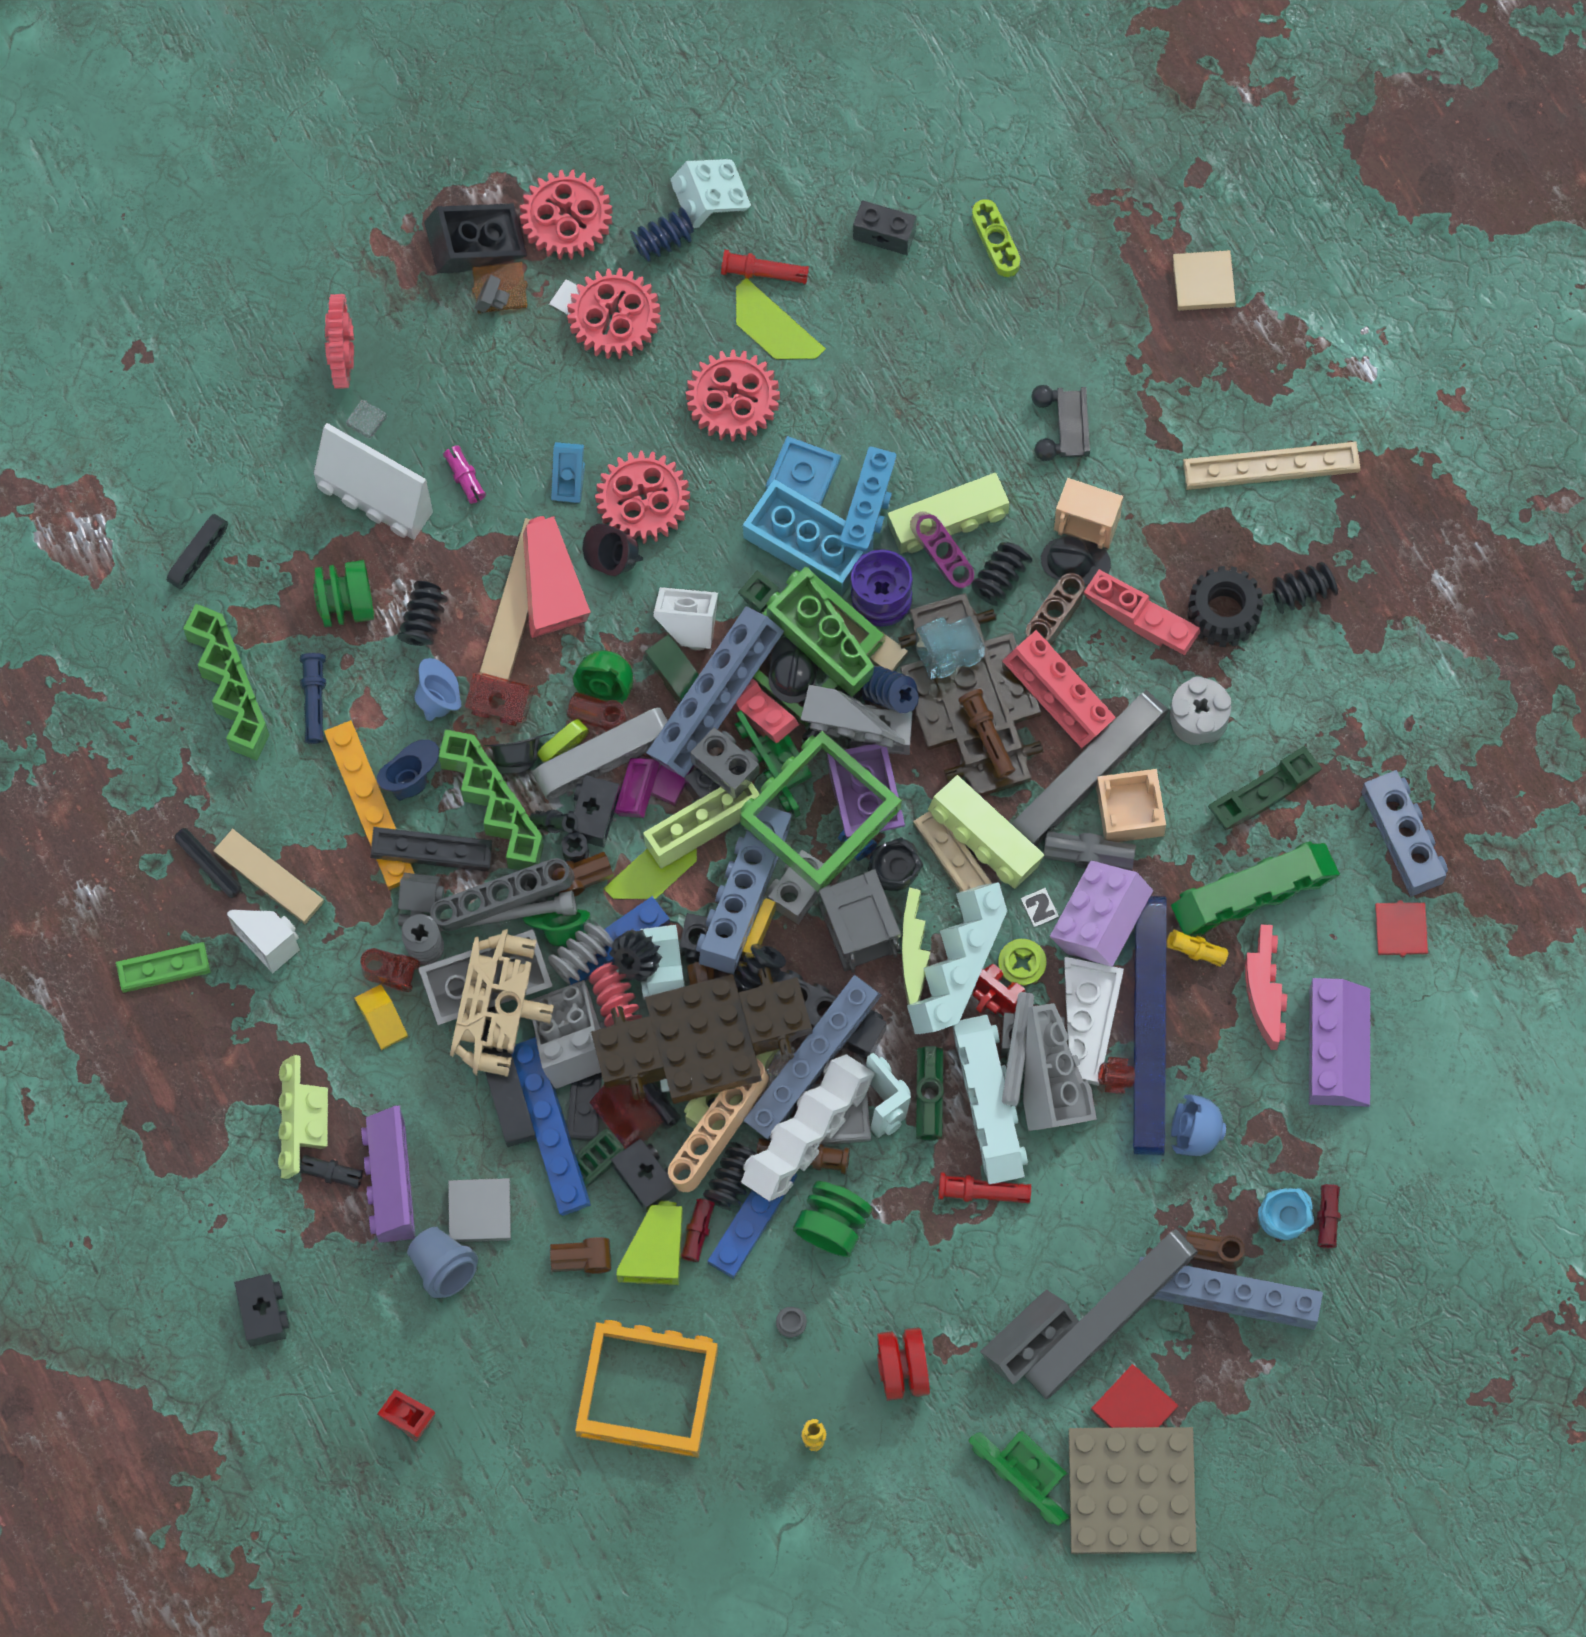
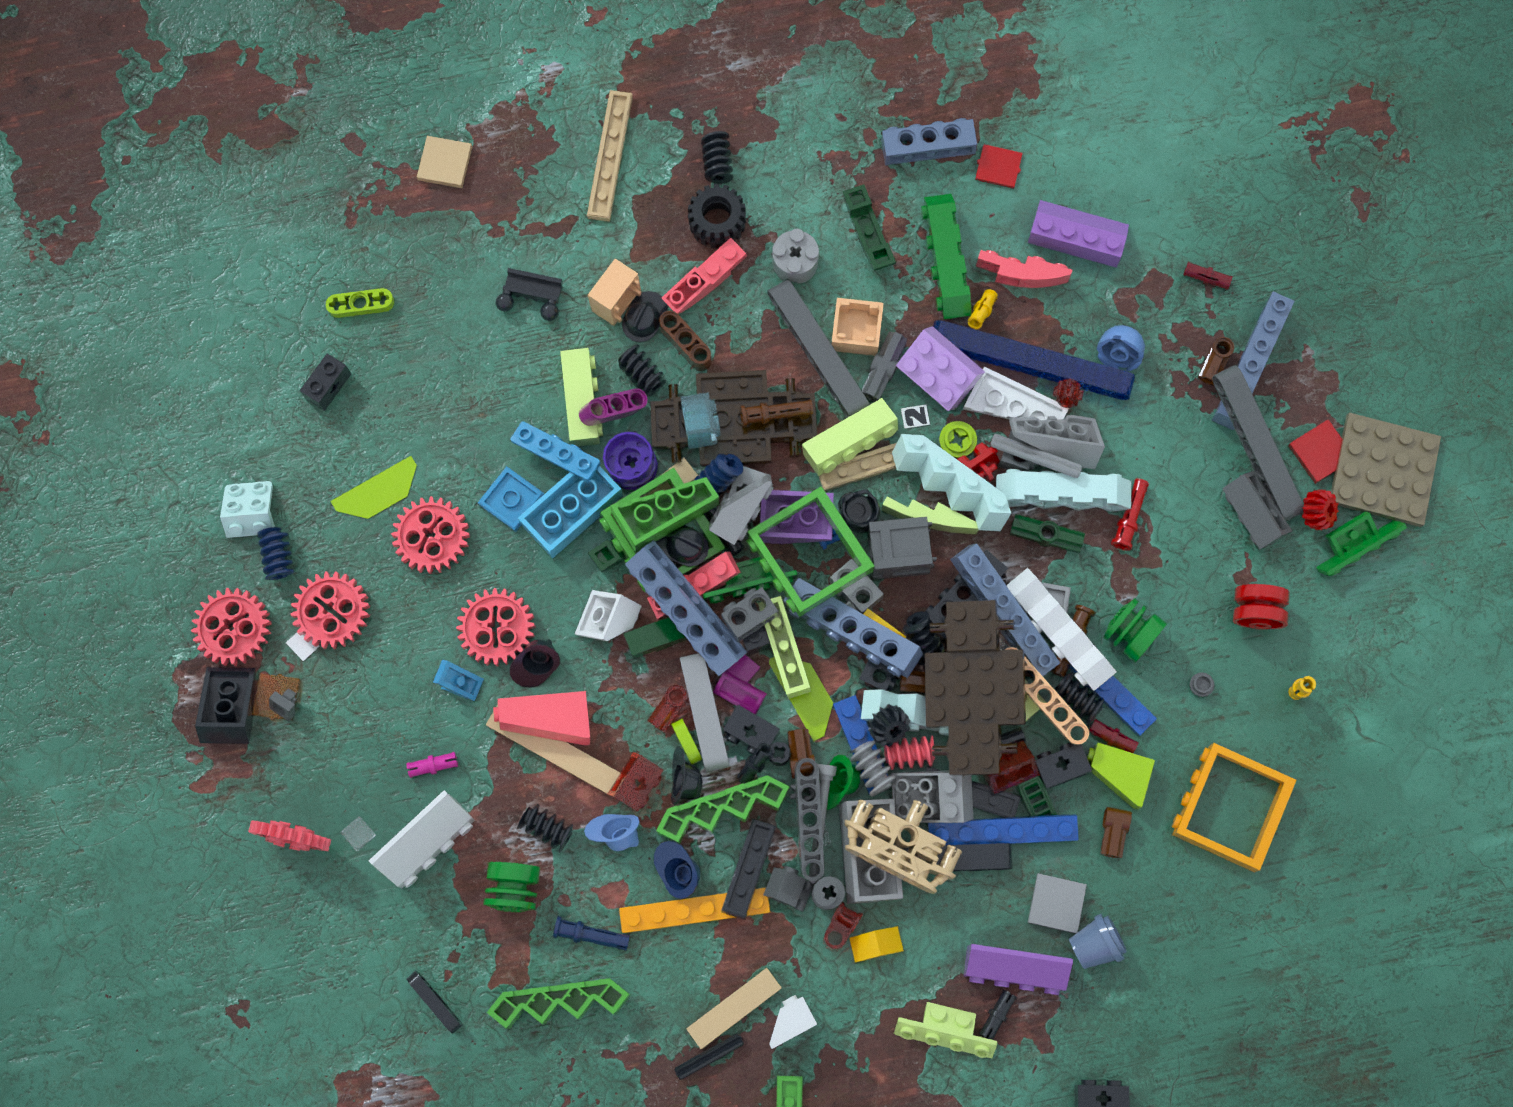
camera: 75 degrees left, 5 degrees up
(407, 1414) = (1216, 1000): red slope -> none
(604, 676) = (642, 693): green cylinder -> none
(751, 266) = (323, 494): red pin -> none
(895, 1094) = (1049, 556): light aqua bracket -> none
(1051, 1413) = (1320, 509): none -> red gear
(1058, 689) = (752, 351): coral brick -> none
(1286, 1213) = (1202, 303): medium azure hair -> none

